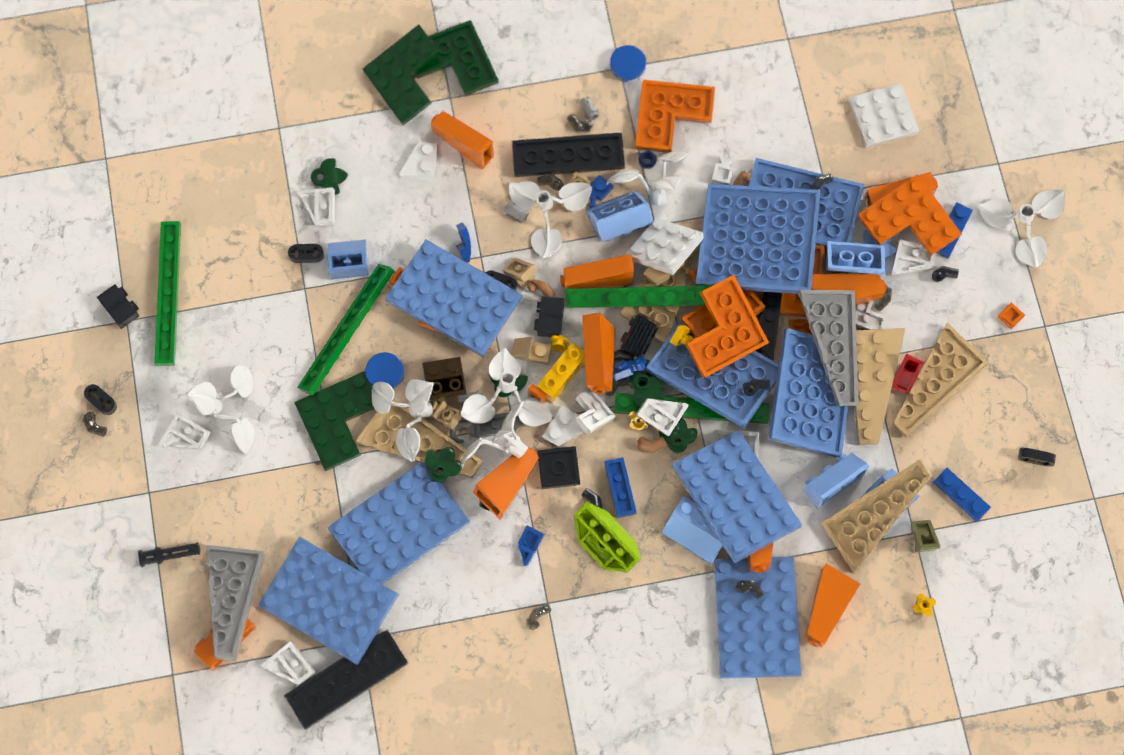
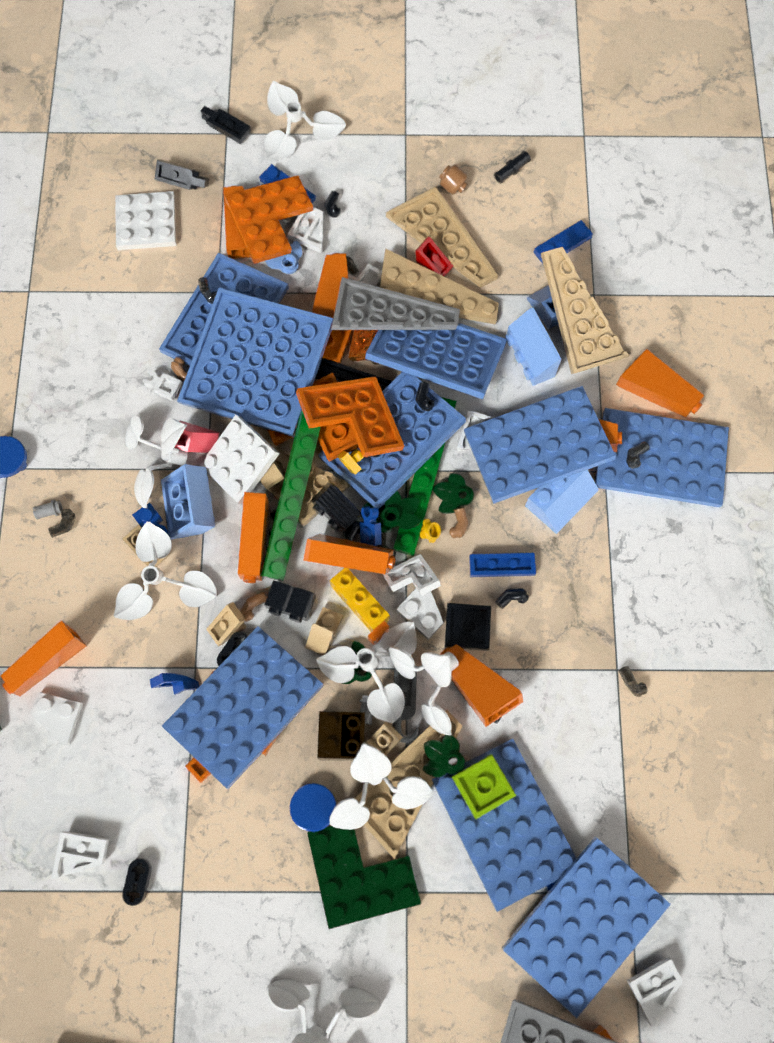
camera: 80 degrees left, 0 degrees up
(332, 175) = (43, 831): dark green plate -> none
(345, 329) = (250, 847): green plate -> none
(345, 681) = (684, 923): black plate -> none
(347, 259) = (159, 828): medium blue slope -> none
(423, 499) = (483, 786): none -> lime plate
(516, 212) = (151, 616): light grey pin -> none
(529, 543) = (547, 676): blue slope -> none
(551, 180) = (124, 568): clear smoke arm -> none
(559, 343) = (323, 597): yellow plate -> none
(568, 154) = (97, 545): black plate -> none
(605, 539) = (562, 589): lime wedge -> none
(647, 155) = (128, 454): dark blue plate -> none
(662, 414) = (431, 502): white wing -> none
(664, 103) = (67, 427): orange plate -> none
(678, 205) = (196, 439): none -> coral slope
(855, 258) = (301, 275): light blue slope -> none
(918, 607) = (670, 305): yellow plate -> none
(924, 536) = (605, 281): olive slope -> none
(936, 133) = (179, 175): none -> hinge
(1001, 378) = (453, 179): none -> medium nougat head
(1004, 160) = (226, 124): none -> black hinge
(1011, 315) = (389, 158): orange tile -> none
(1033, 432) = (512, 167): none -> black pin
(1037, 457) = (538, 169): black beam -> none

